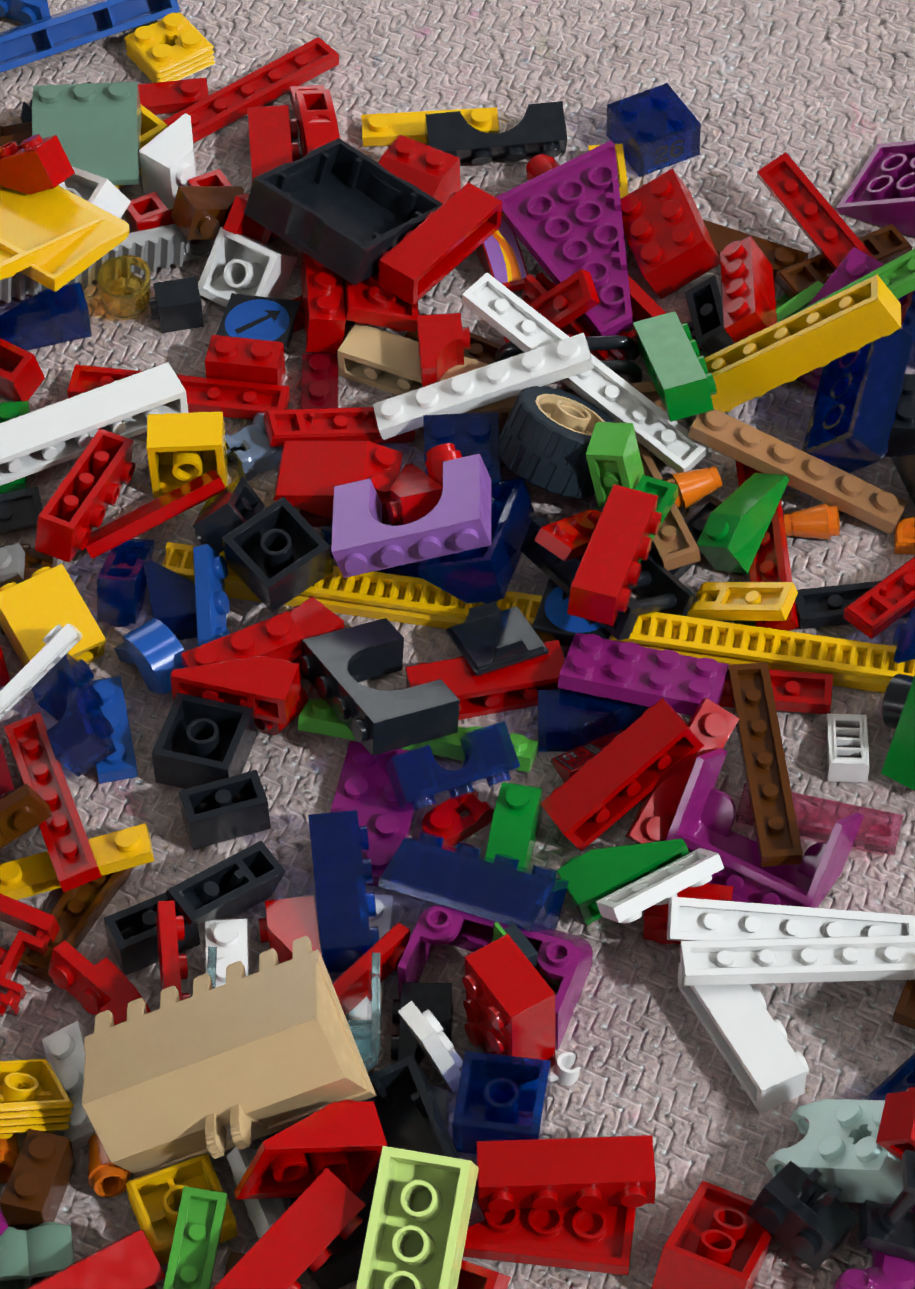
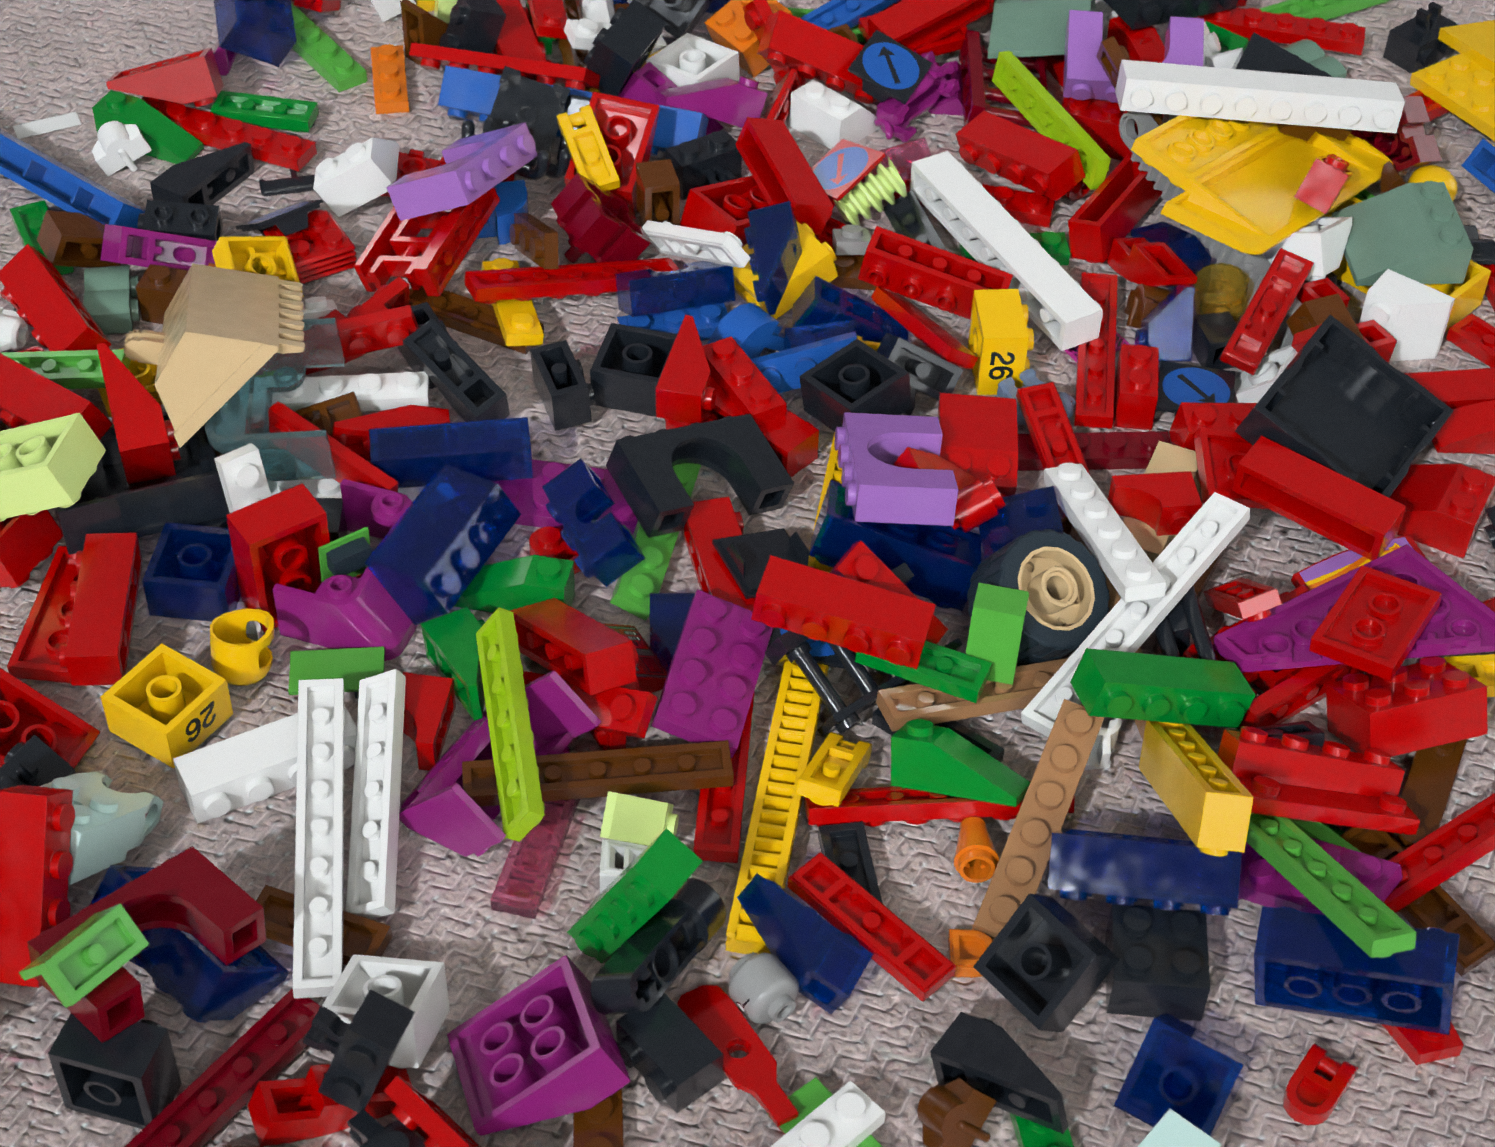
camera: 85 degrees right, 5 degrees down
(46, 600) = (776, 248): none -> clear blue slope
(77, 332) = (1148, 263): none -> red slope
(127, 345) = (1142, 302): none -> reddish brown piece
(173, 326) = (1170, 325): none -> clear blue slope
(178, 251) = (1266, 311): none -> red plate
(604, 221) = (1375, 622): none -> red plate
(611, 1062) = (236, 655): none -> yellow helmet
(623, 986) = (346, 663): none -> bright green piece
(657, 887) = (423, 671): white plate -> none
(686, 1109) = (167, 705): none -> yellow brick
(695, 485) = (1003, 725): orange cone -> none
(730, 809) = (509, 726): none -> lime plate
(786, 279) = (1330, 807): none -> red plate
(813, 738) = (636, 819): none -> yellowish green slope

